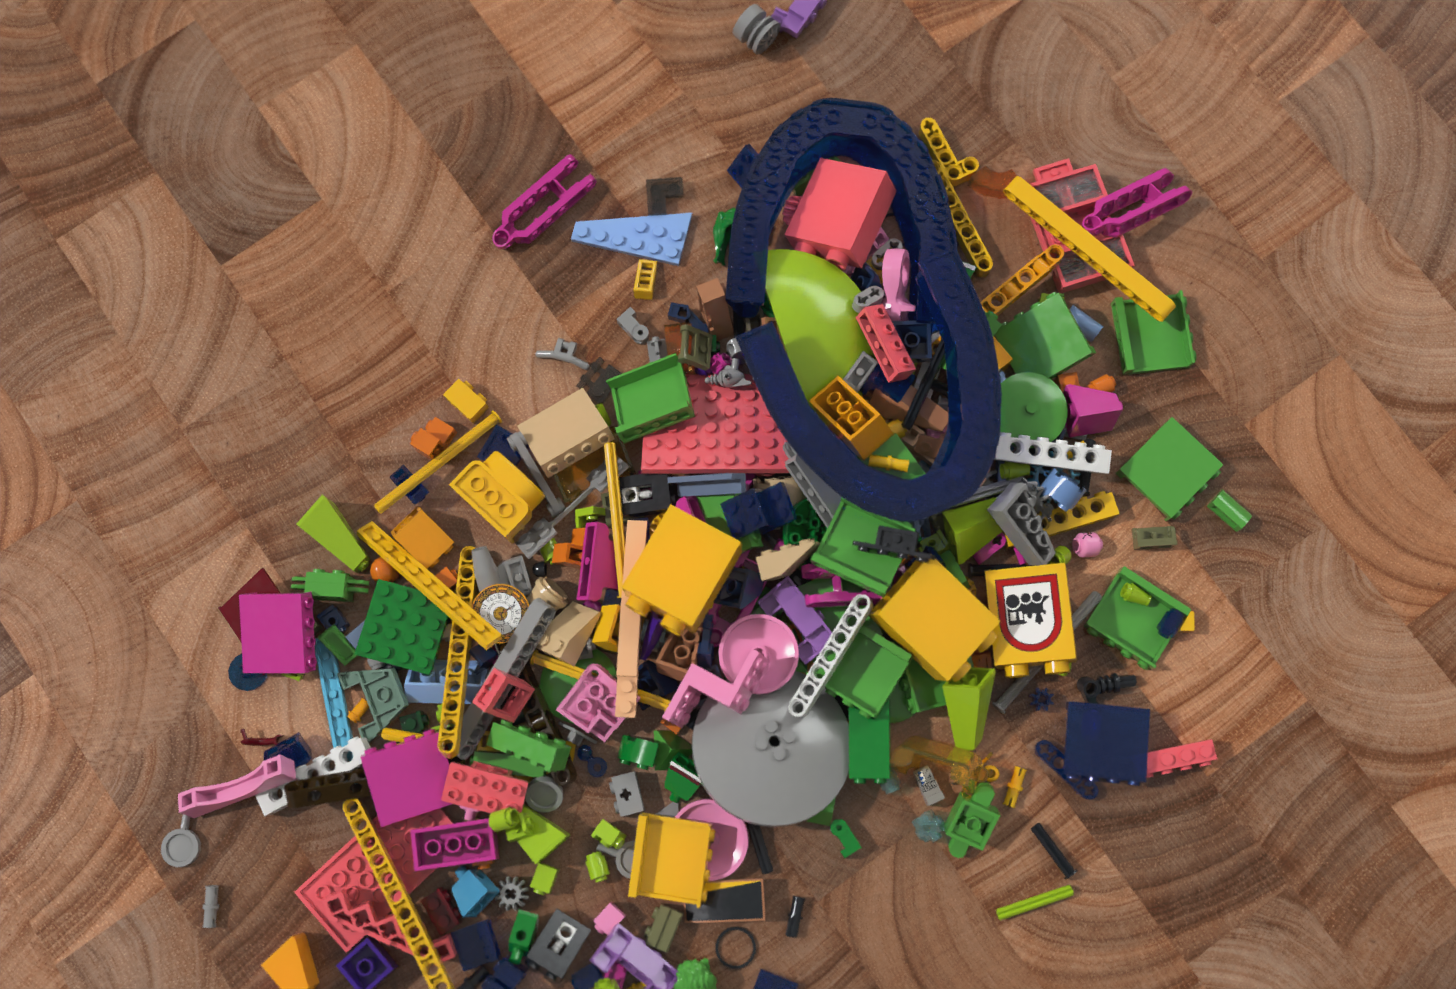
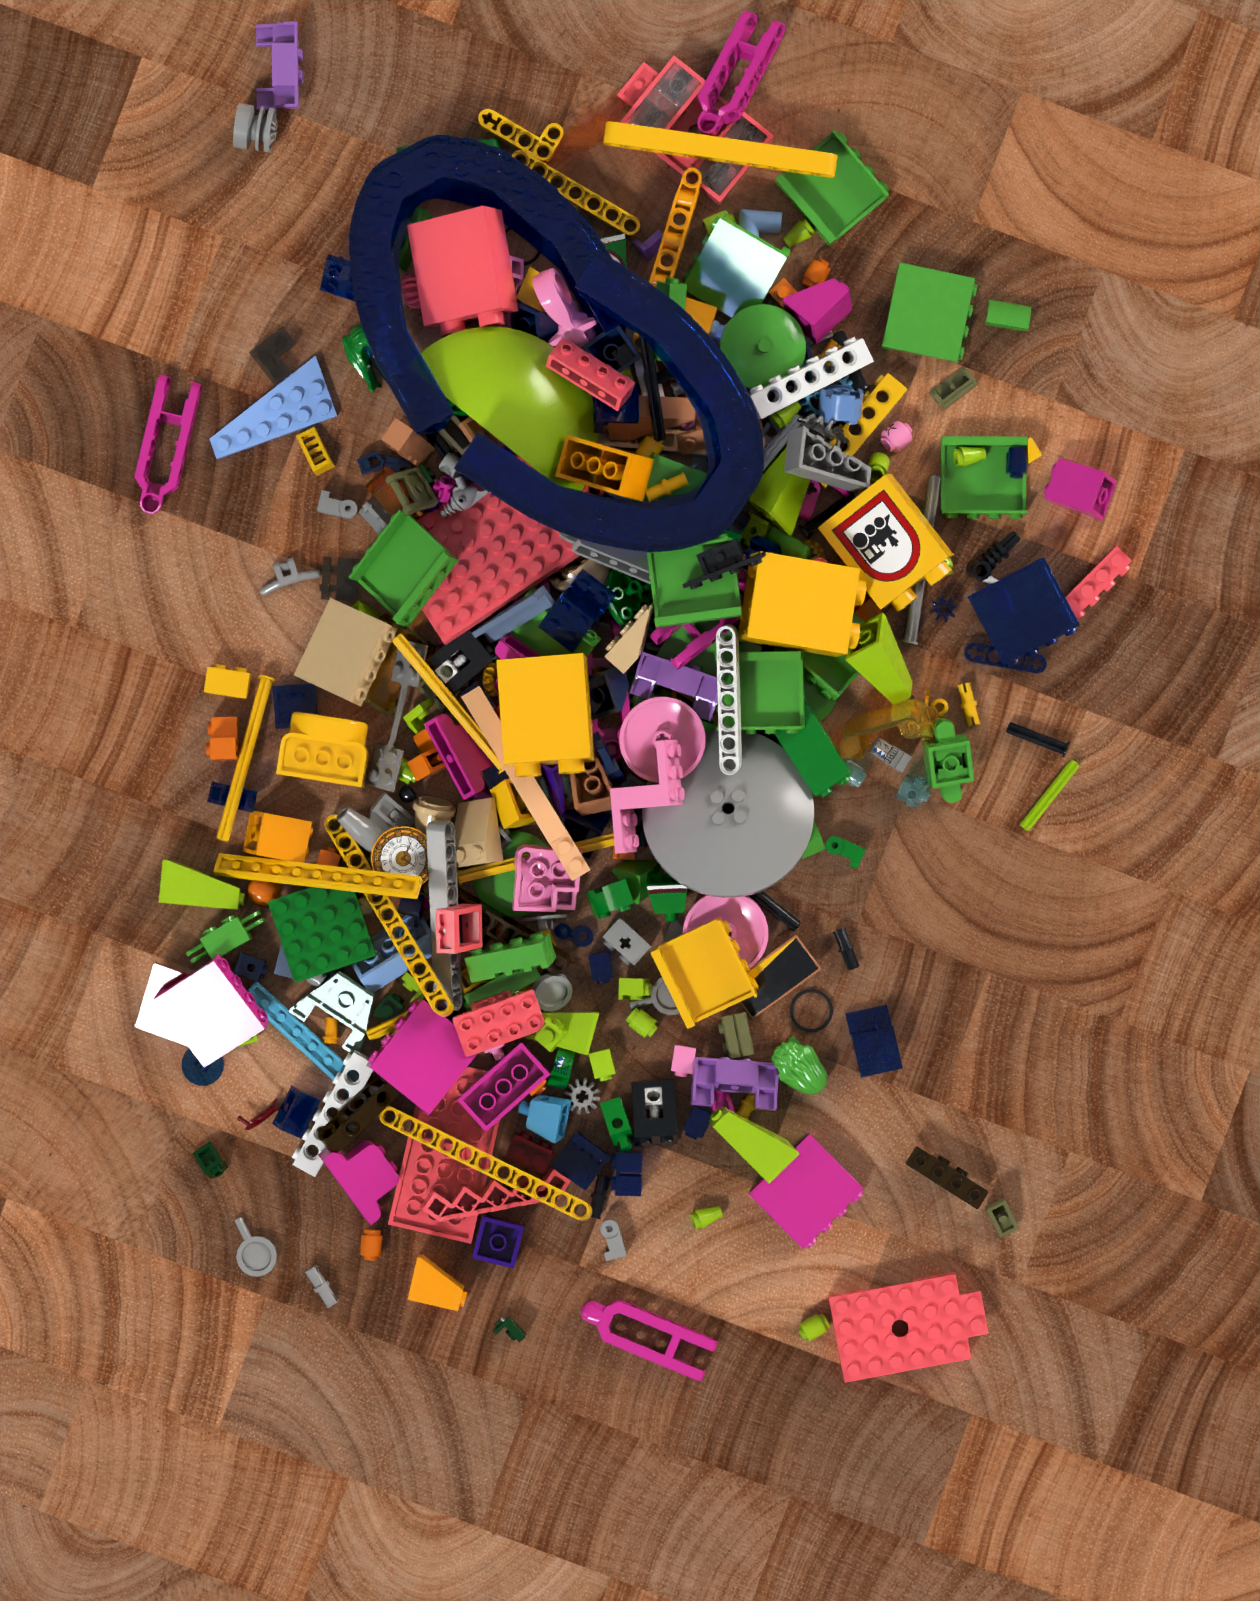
camera: 35 degrees left, 10 degrees up
(198, 749) = (210, 1161): none -> dark green bracket
(267, 776) = (294, 1141): bright pink arch -> none
(270, 899) = (371, 1244): none -> orange brick
(300, 840) = (363, 1176): none -> dark pink brick
(338, 644) = (271, 985): bright green tile -> none
(504, 819) = (534, 1035): lime brick -> none
(509, 861) = (561, 1068): none -> green leg
(518, 443) = (309, 692): light grey piece -> none
(594, 801) = (601, 967): none -> clear blue brick
(860, 371) = (583, 416): light grey slope -> none
(865, 296) = (541, 339): light grey beam -> none
(881, 252) = (526, 277): light grey beam -> none
(986, 288) = (650, 246): none -> medium lavender tile
(1108, 349) = (799, 233): none -> lime cone
(1208, 676) = (1080, 488): none -> dark pink slope

